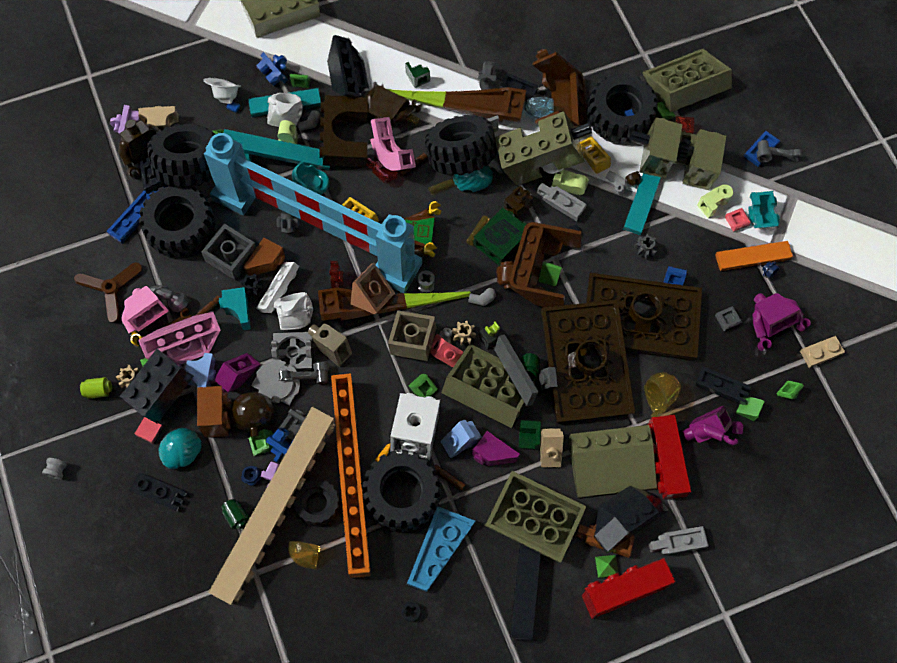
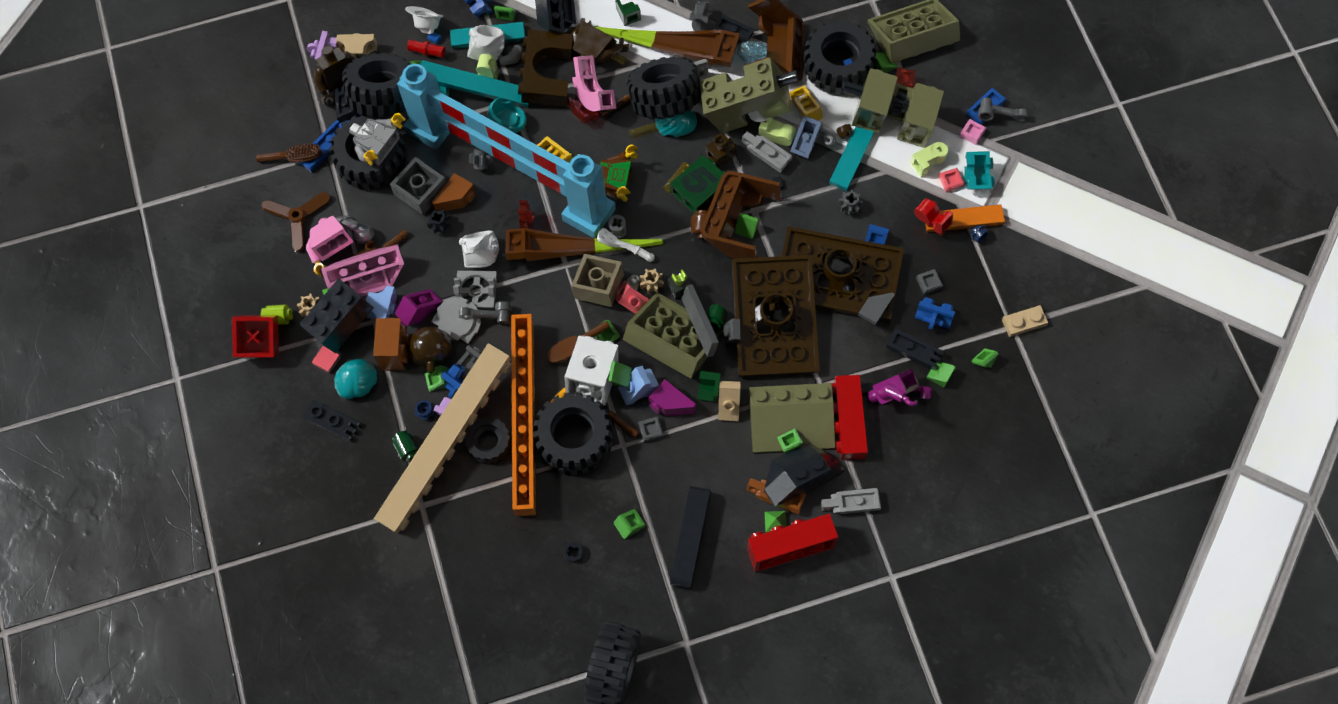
camera: 10 degrees right, 0 degrees up
(54, 468) = (231, 391): light grey wheel -> none
(75, 411) = (255, 336): none -> red brick
(105, 226) = (299, 153): none -> reddish brown piece
(185, 207) = (376, 138): none -> light grey torso
(226, 117) = (426, 48): none -> red pin
(236, 304) = (422, 238): teal arch -> none
(277, 287) = (465, 224): white plate -> none
(304, 554) = (472, 489): clear yellow brick -> none
(330, 343) = (514, 283): dark tan torso -> none
(371, 290) = (559, 231): nougat slope -> none
(389, 402) = (565, 348): none -> reddish brown piece
(419, 294) = (609, 239): none -> white piece
(440, 543) = (607, 489): dark azure wing -> none
(444, 429) = (619, 374): none -> bright green slope
(463, 578) = (629, 523): none -> bright green slope
(476, 480) = (650, 429): none -> dark grey tile
(483, 299) = (676, 247): light grey arm -> none
(535, 516) = (706, 466): olive slope -> none
(598, 185) = (806, 136): none -> sand blue slope
(614, 484) = (789, 440): none -> bright green slope
(661, 392) = (849, 350): clear yellow helmet -> none
(681, 347) = (875, 307): none -> dark grey tile
(723, 253) = (930, 213): none -> red leg
(738, 351) = (934, 314): none -> blue hips
(752, 173) = (972, 131): none -> bright pink tile
(775, 315) = (977, 280): magenta torso -> none

